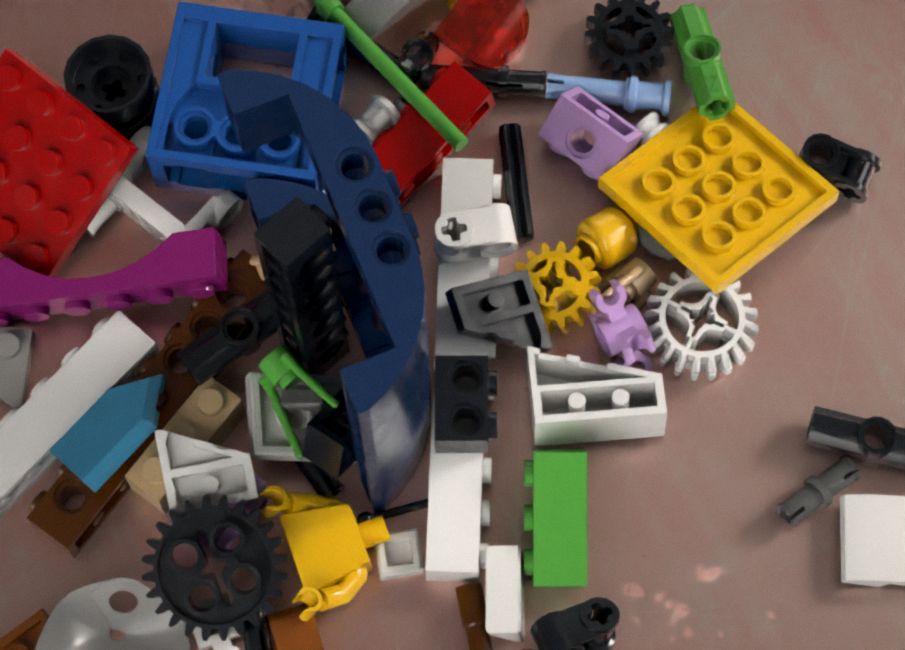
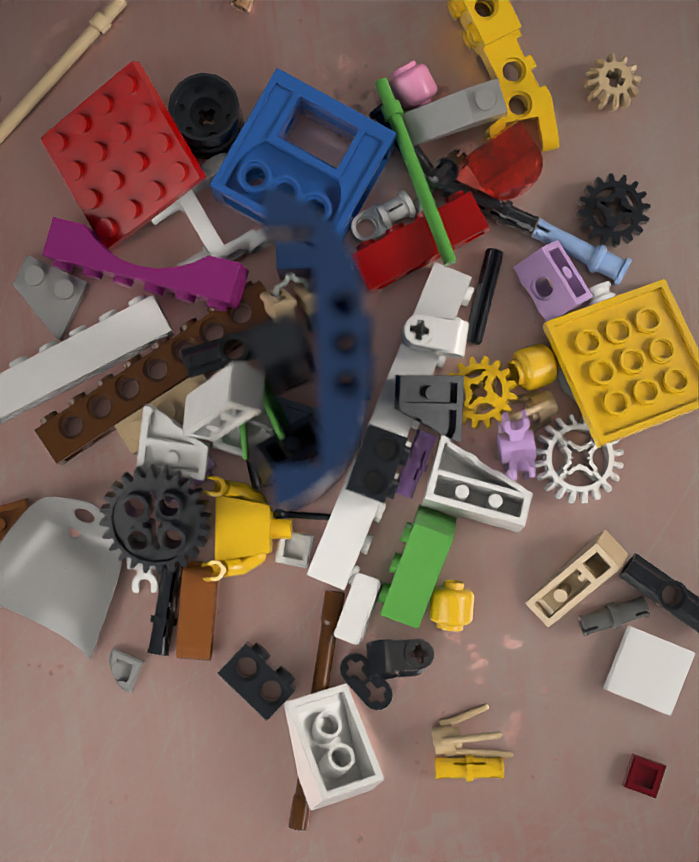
camera: 20 degrees right, 15 degrees up
(111, 431) = (114, 390): dark azure tile -> none
(250, 384) = (223, 402): none -> white brick
(508, 398) = (416, 463): none -> medium lavender pin
(617, 548) = (451, 605): none -> yellow head
(702, 62) = (657, 270): bright green piece -> none
(755, 463) = (578, 578): none -> tan slope

